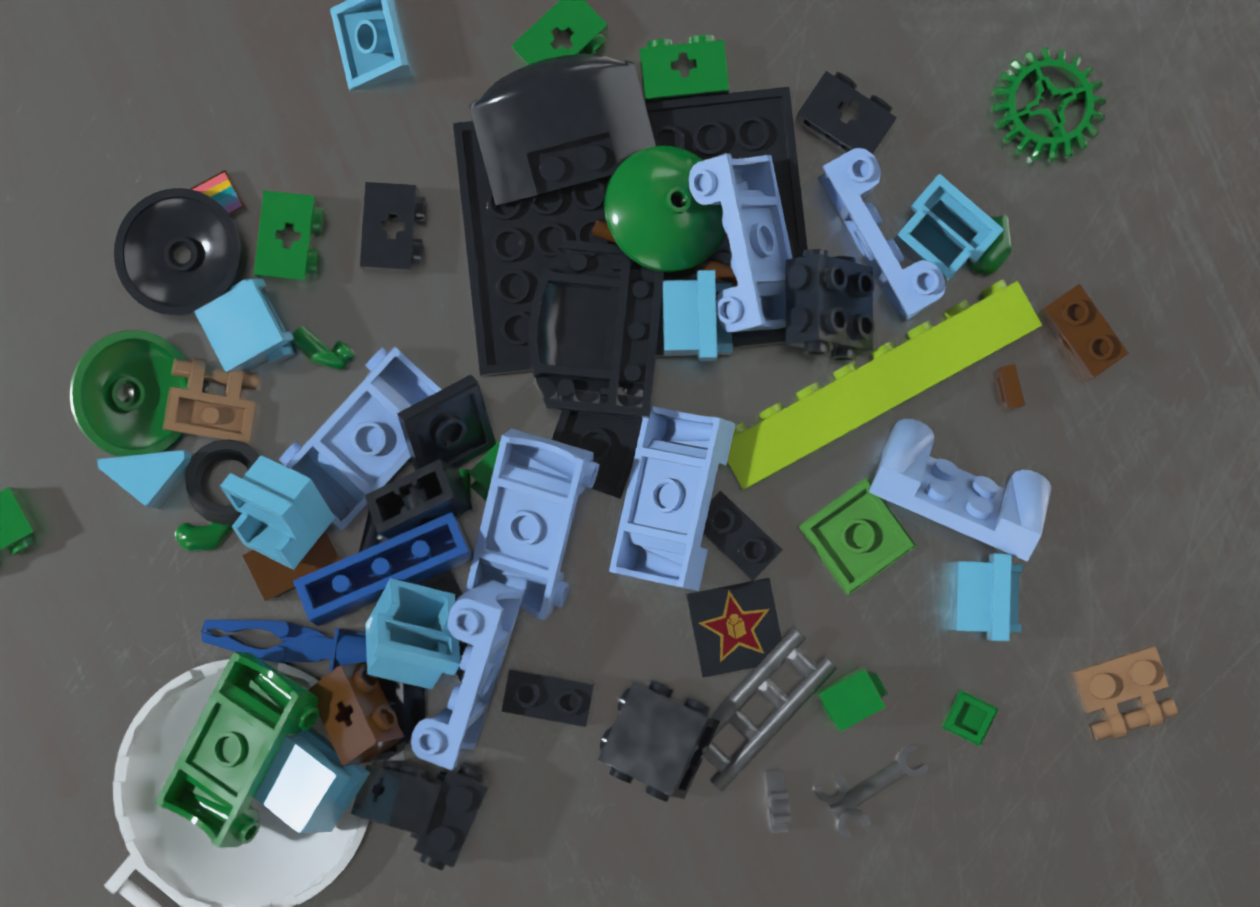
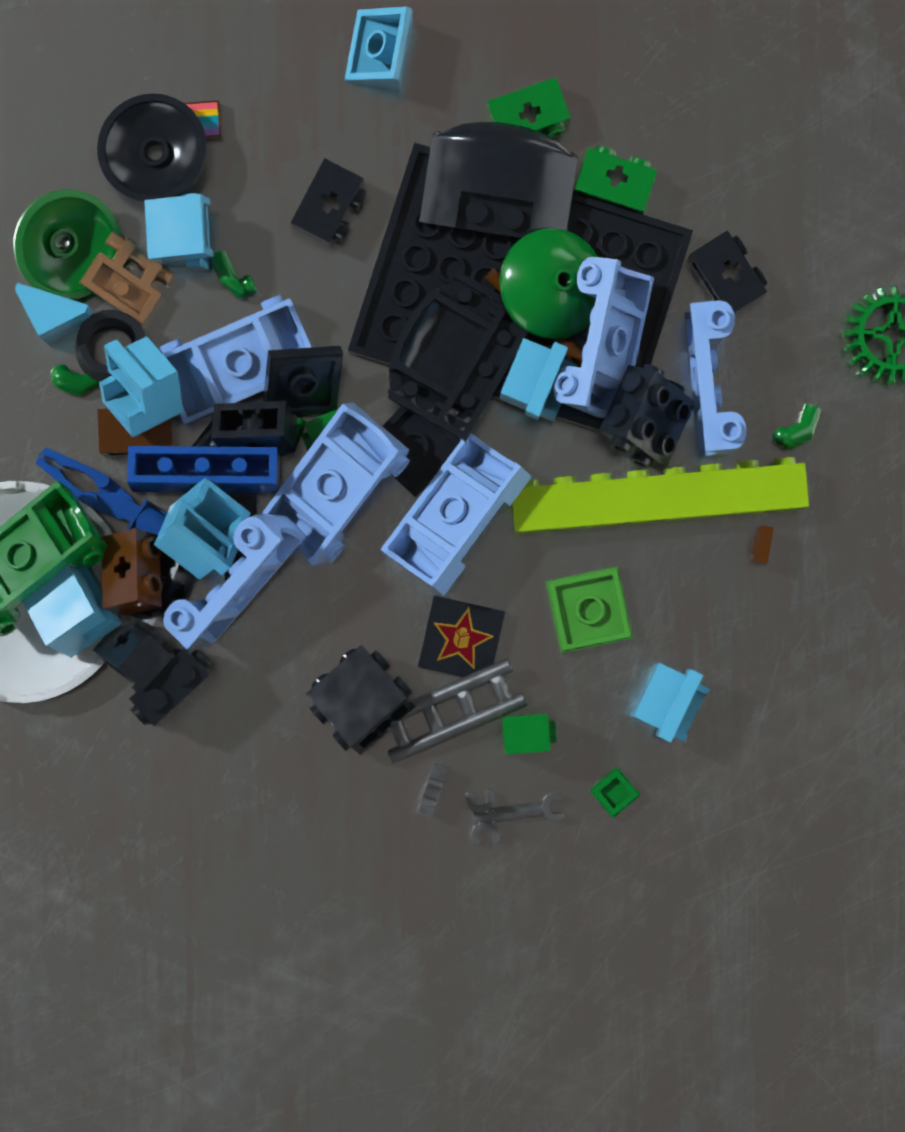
camera: 20 degrees right, 0 degrees up
(279, 214) = (244, 154): green brick -> none
(547, 697) = (288, 628): black brick -> none
(739, 537) = (494, 568): black brick -> none
(946, 229) = (766, 397): medium azure plate -> none
(964, 502) = (681, 614): light blue piece -> none
(1083, 332) = (839, 527): reddish brown brick -> none
(1121, 680) = (750, 816): medium nougat plate -> none

